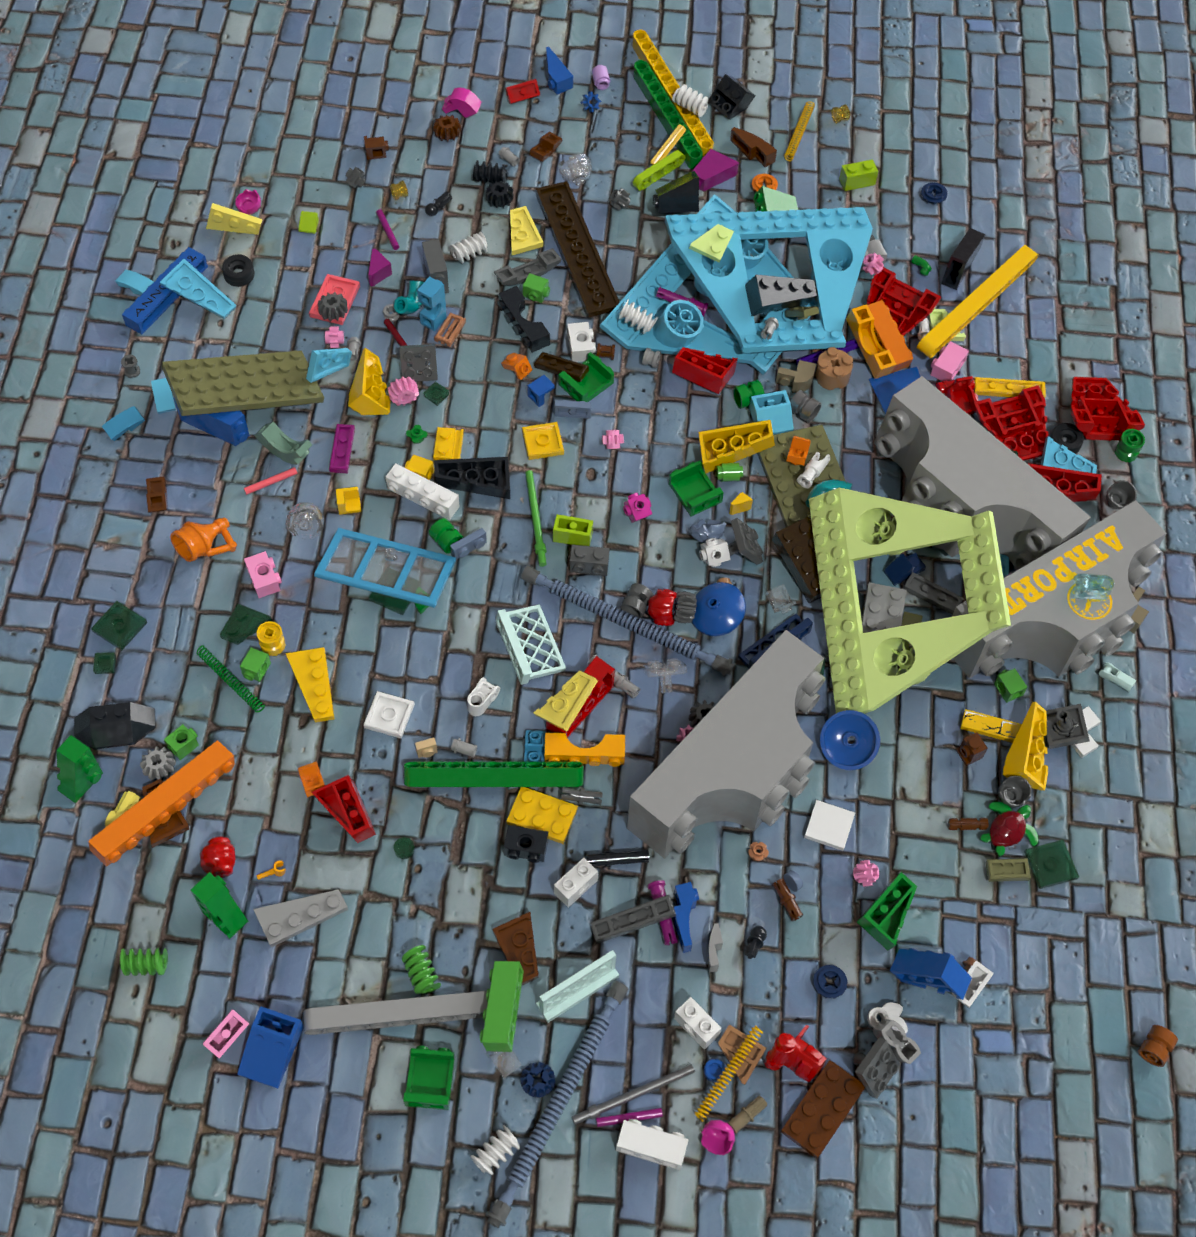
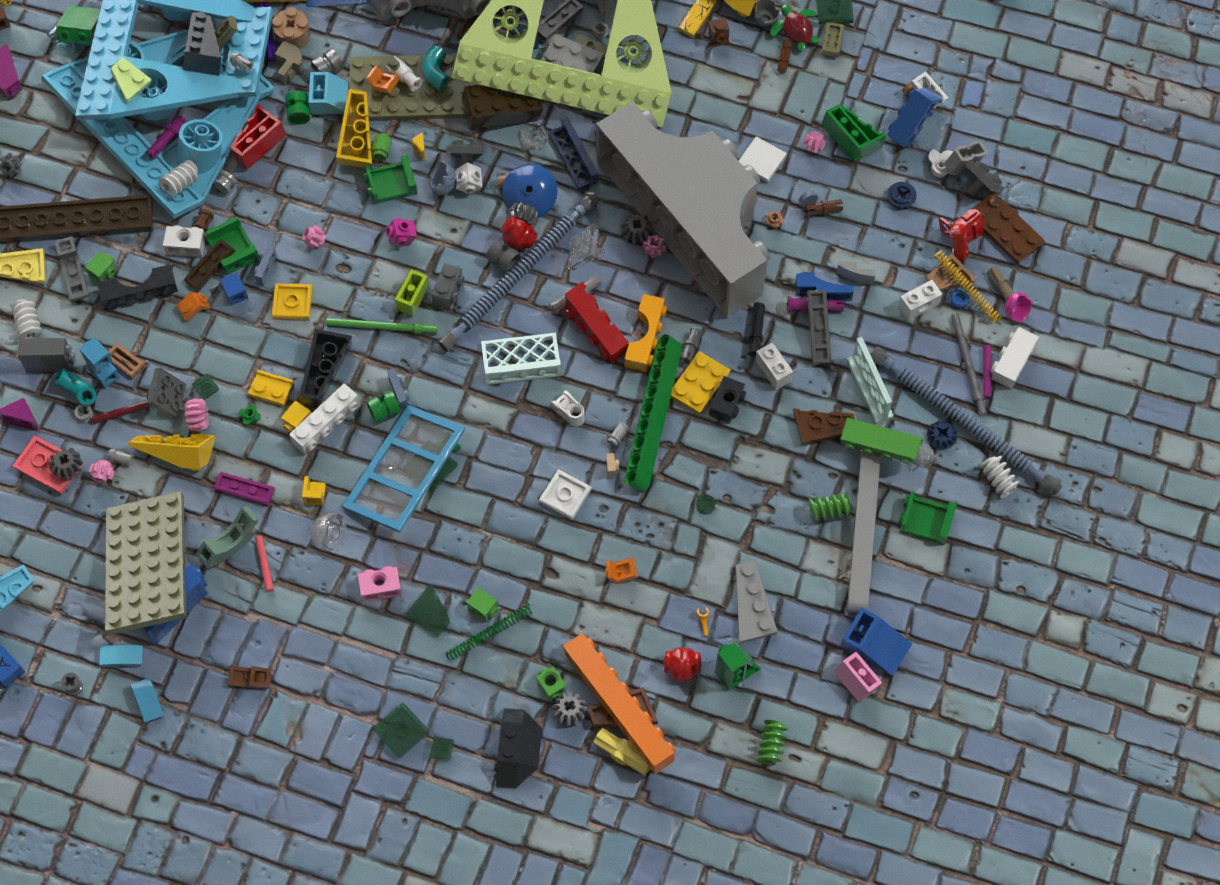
camera: 75 degrees left, 5 degrees up
(77, 769) = (565, 779): green wedge -> none
(197, 539) = (323, 640): orange piece -> none
(271, 638) = (458, 584): yellow wheel -> none
(313, 679) = (505, 556): yellow wing -> none
(327, 362) = (141, 479): medium azure wing -> none
(346, 806) = (659, 542): red wedge -> none
(534, 746) = (631, 375): dark azure slope -> none
(567, 703) = (604, 330): light yellow wing -> none
(678, 195) = (32, 106): black slope -> none
(755, 941) = (848, 238): black axle -> none
(770, 181) = (31, 27): orange gear -> none
(836, 745) = (696, 110): blue dish -> none

